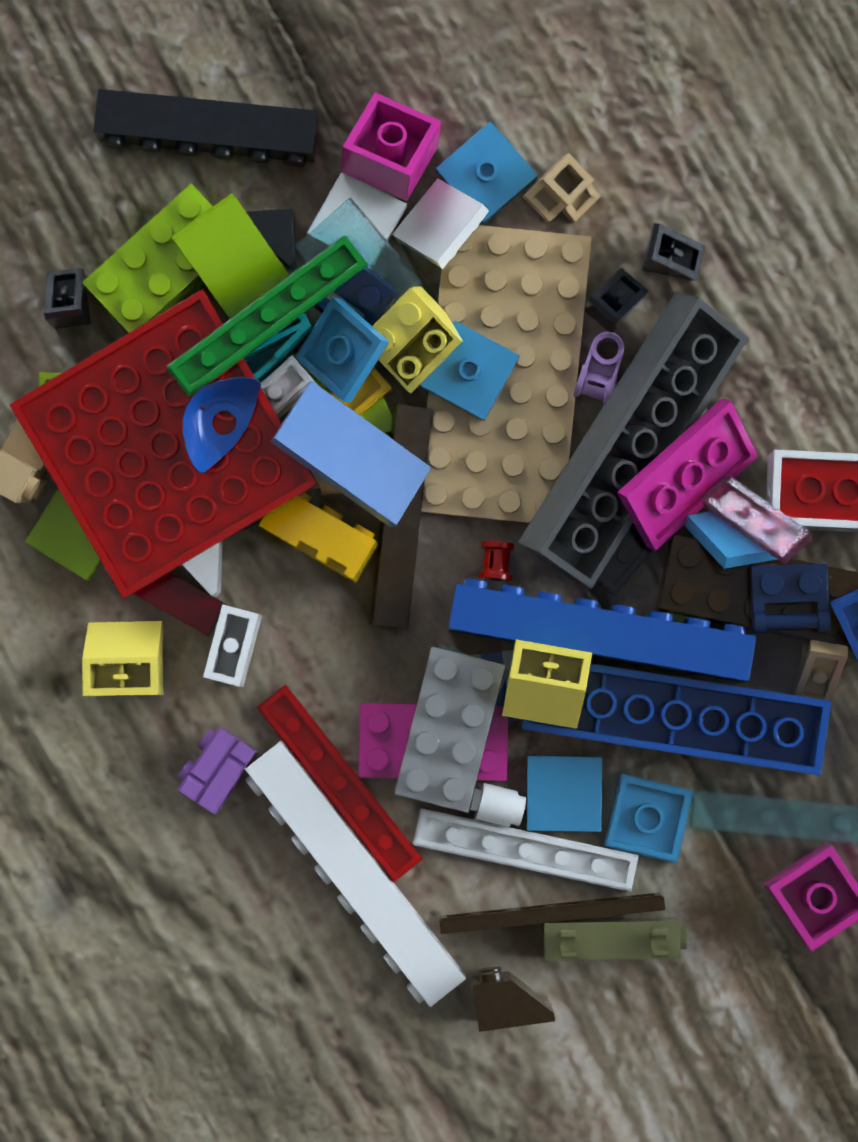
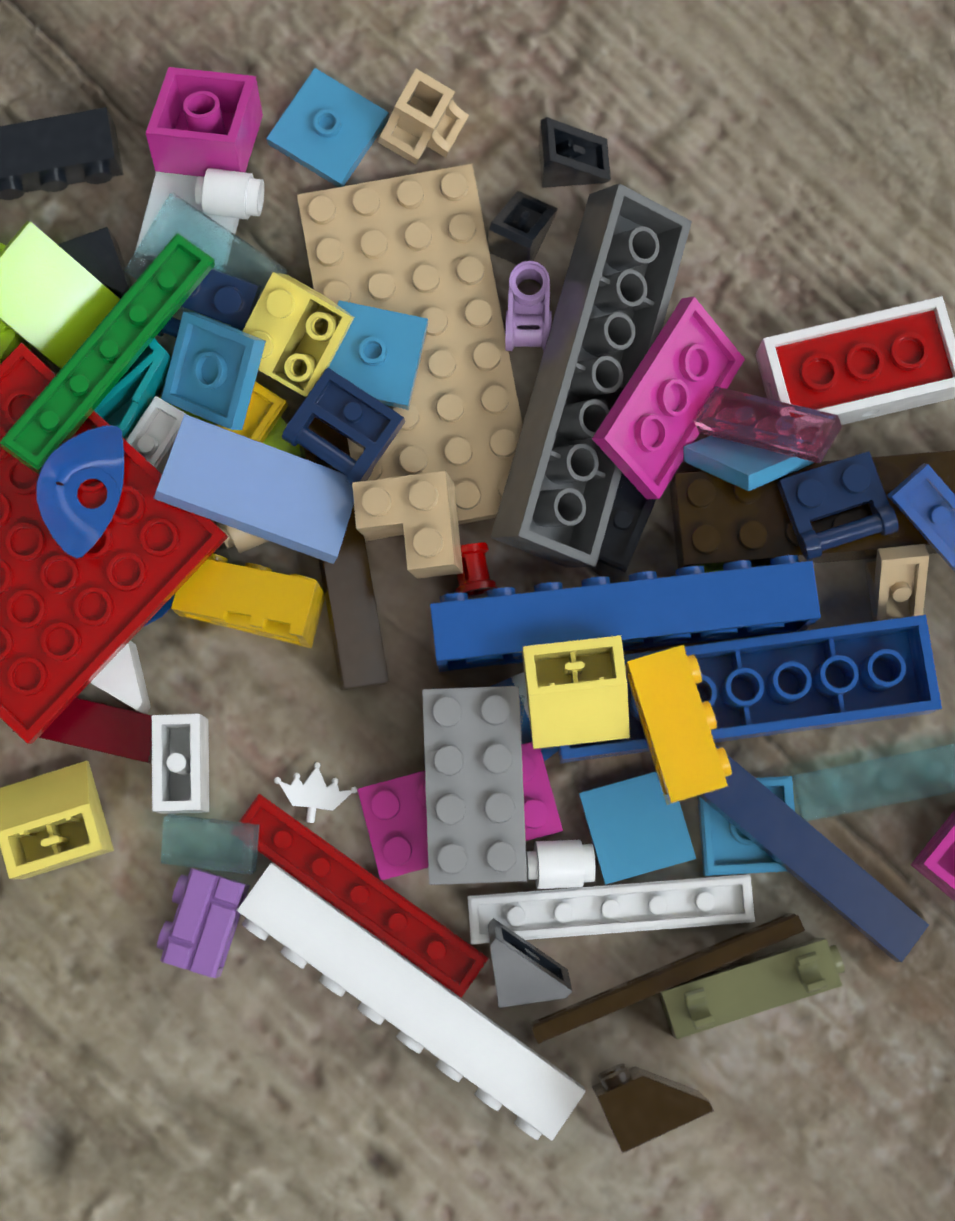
camera: 20 degrees left, 5 degrees down
(237, 711) = (210, 844): none -> clear light blue tile
(327, 696) = (314, 793): none -> white piece
(394, 210) = (230, 193): none -> white brick
(438, 415) = (350, 414): none -> dark blue plate
(440, 223) = (293, 194): white tile -> none
(446, 877) = (523, 971): none -> slope
(470, 505) = (422, 511): none -> tan brick
(615, 729) = (677, 724): none -> yellow brick
(683, 850) = (817, 863): none -> dark blue tile

